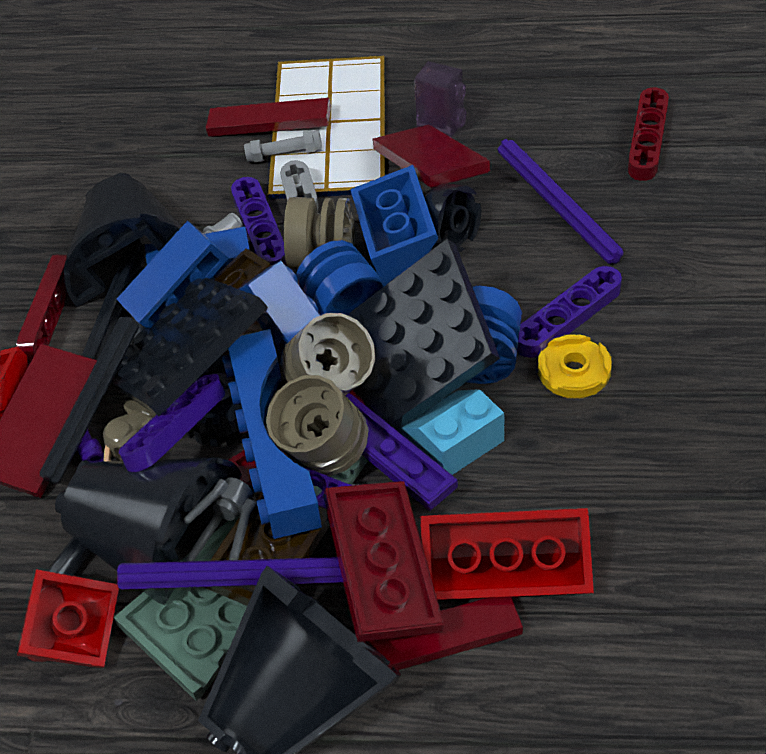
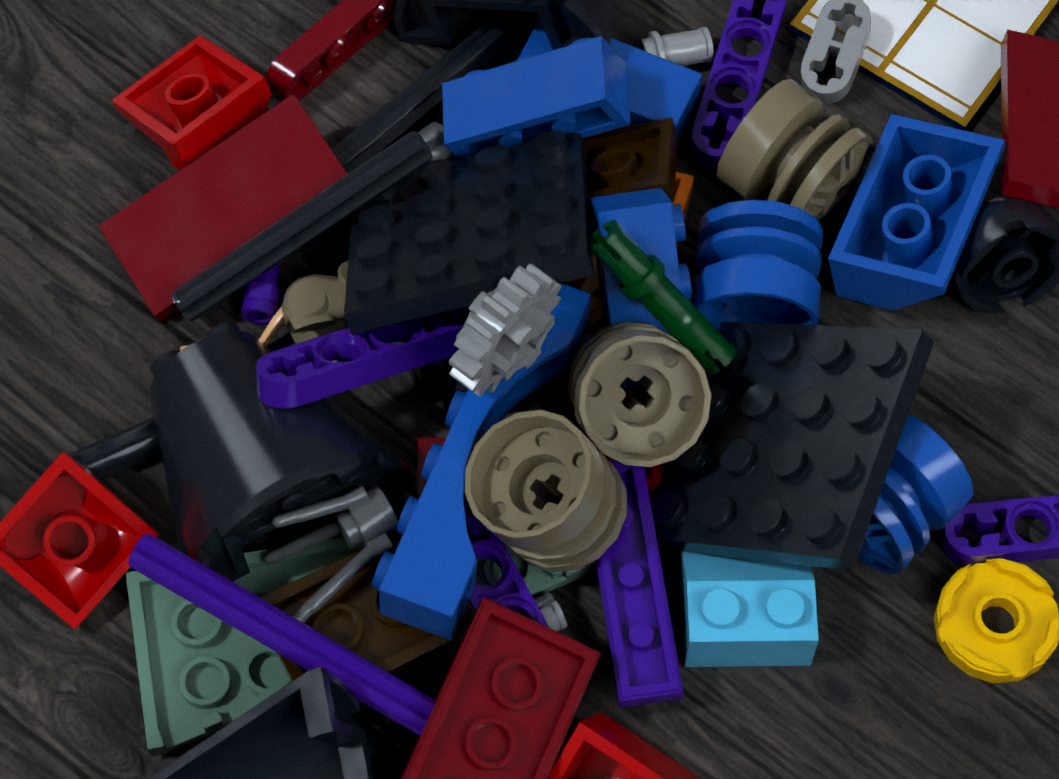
camera: 30 degrees right, 15 degrees up
(243, 352) = (505, 329): none -> light grey gear
(291, 302) = (644, 280): none -> dark green pin

